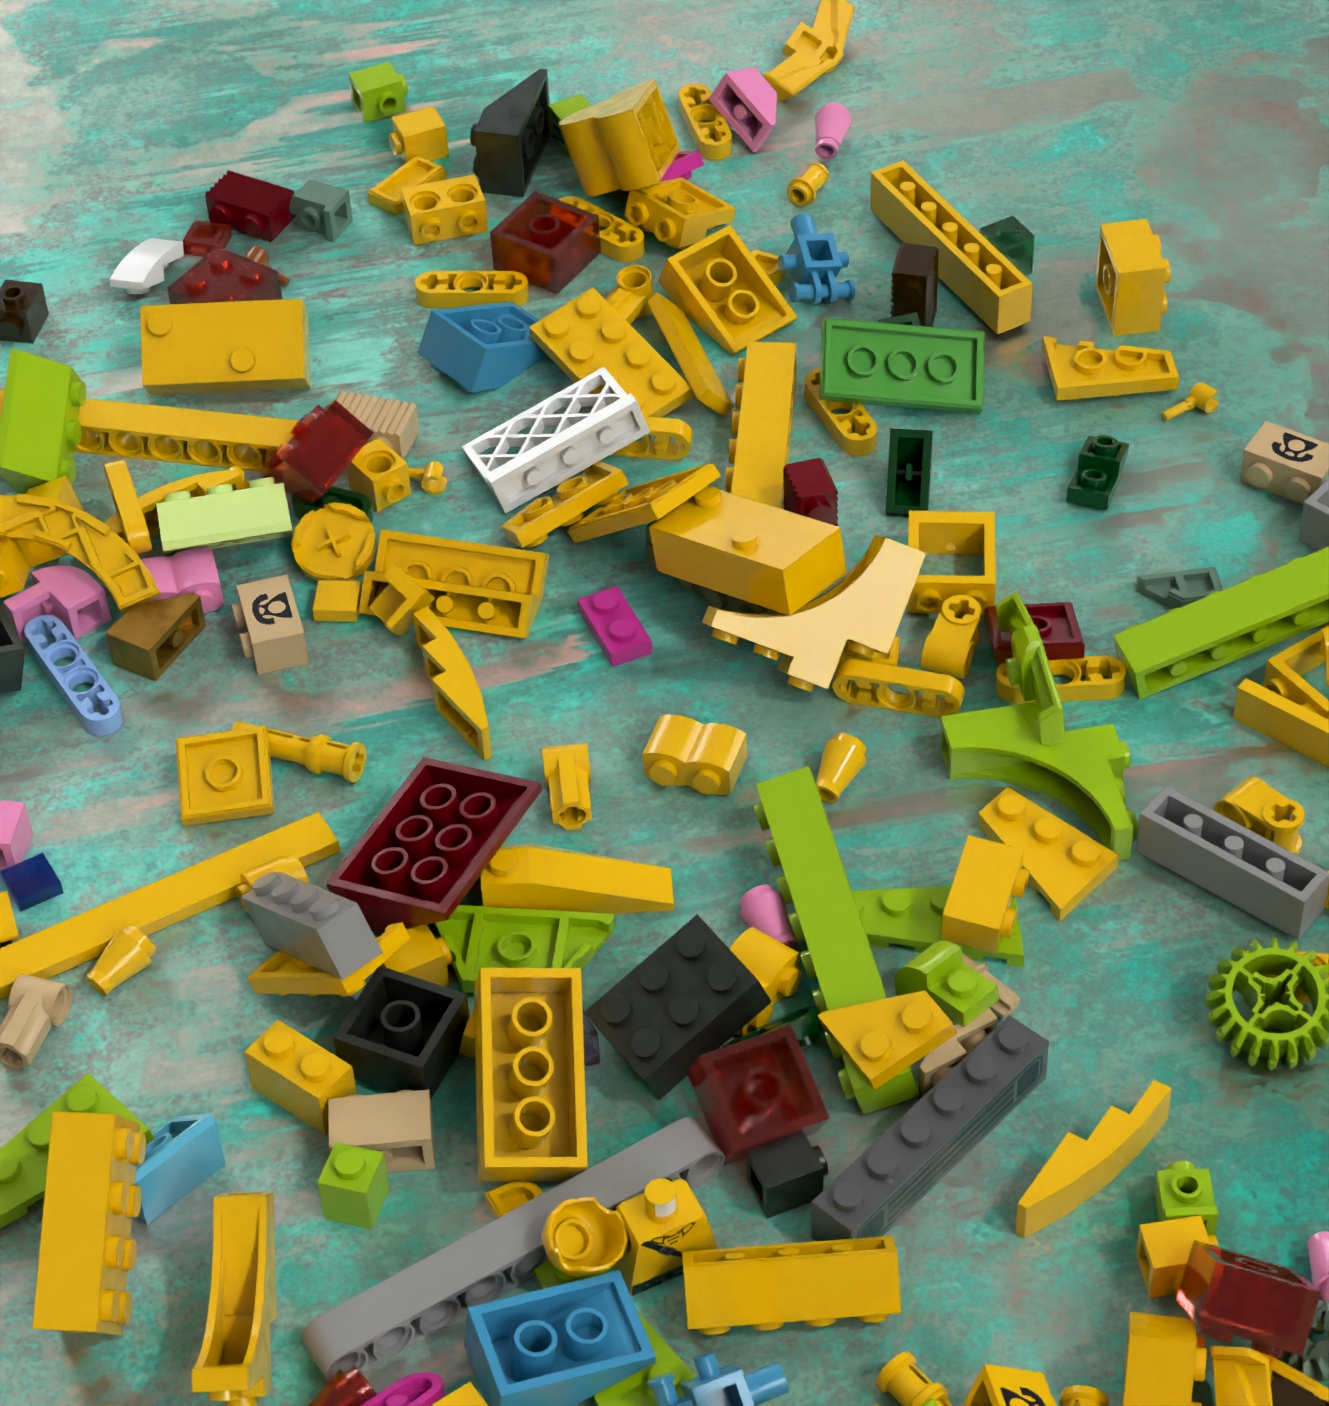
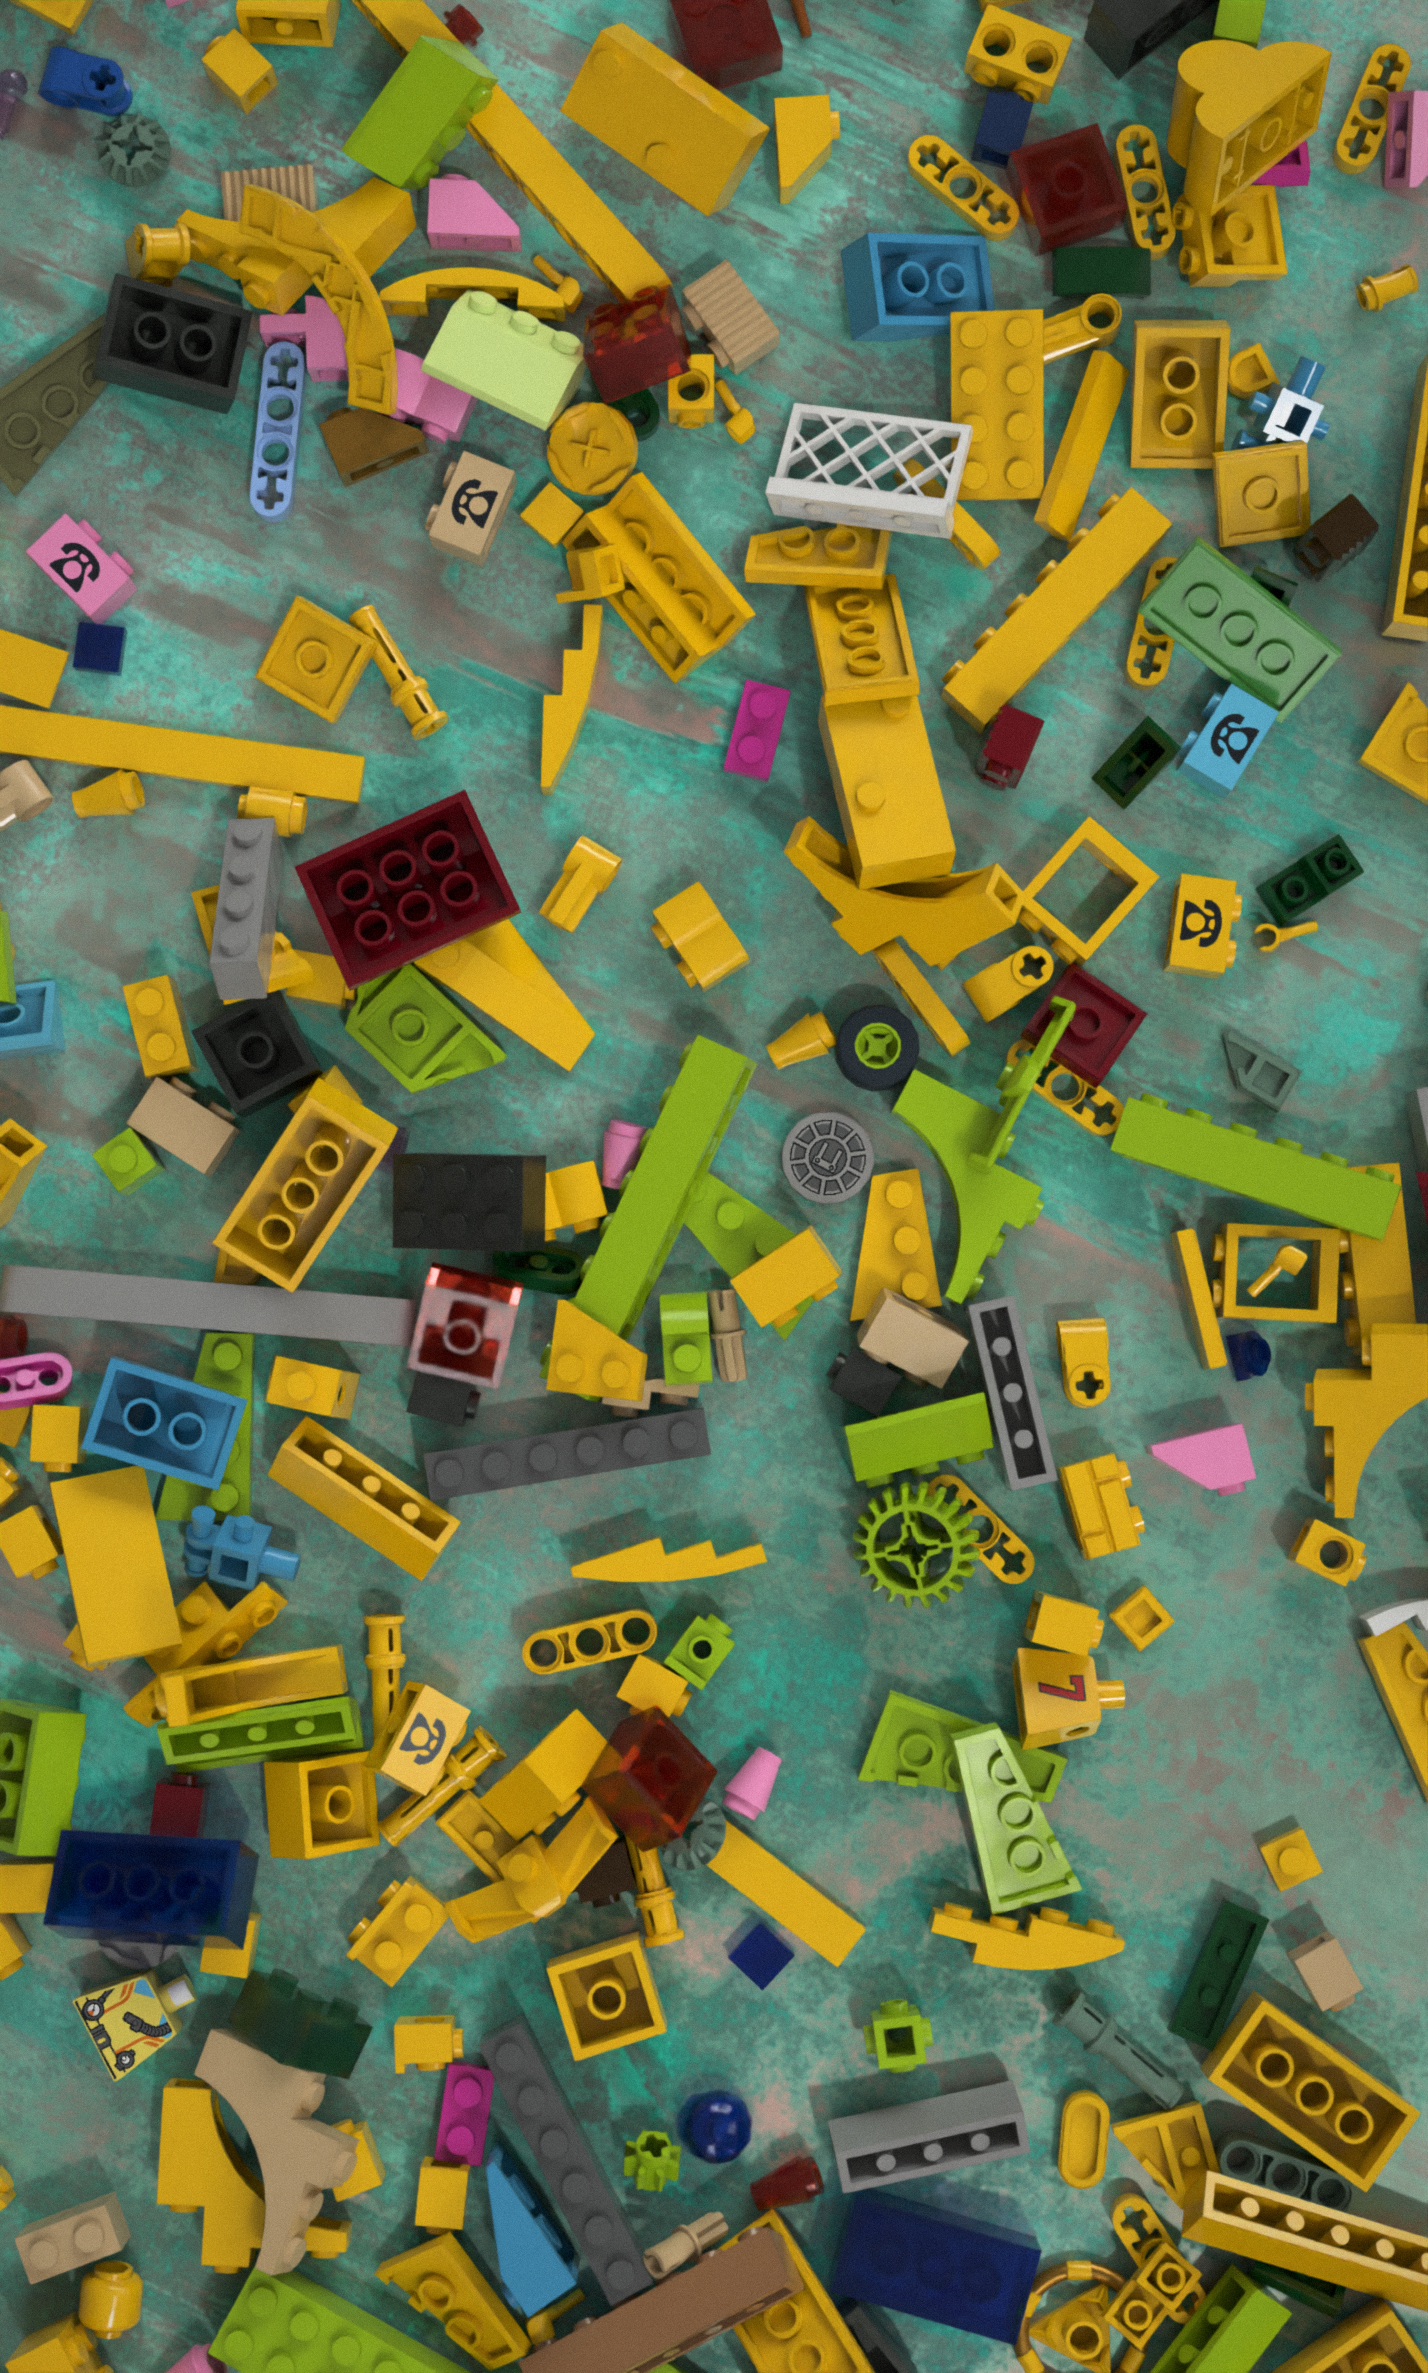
camera: 35 degrees right, 40 degrees up
(127, 506) = (428, 287): yellow beam -> none
(146, 470) = (468, 218): none -> bright pink slope
(335, 321) = (802, 140): none -> yellow slope
(469, 244) = (1001, 128): none -> dark blue brick
(584, 1237) = (238, 1358): yellow hair -> none
(603, 268) = (1101, 269): none -> dark green slope
(836, 293) = (1261, 493): none -> yellow tile
(899, 735) = (890, 1040): none -> black wheel
(931, 827) = (827, 1158): none -> tile
(959, 432) = (1226, 741): none -> medium azure brick
(1053, 532) = (1202, 926): none -> yellow brick
(1084, 1281) = (568, 1651): none -> yellow beam
(1111, 510) = (1285, 933): none -> yellow hand
(1113, 936) = (862, 1381): none -> pearl dark grey brick
(1120, 878) = (911, 1339): none -> tan brick
(1191, 931) = (918, 1439): none -> lime slope

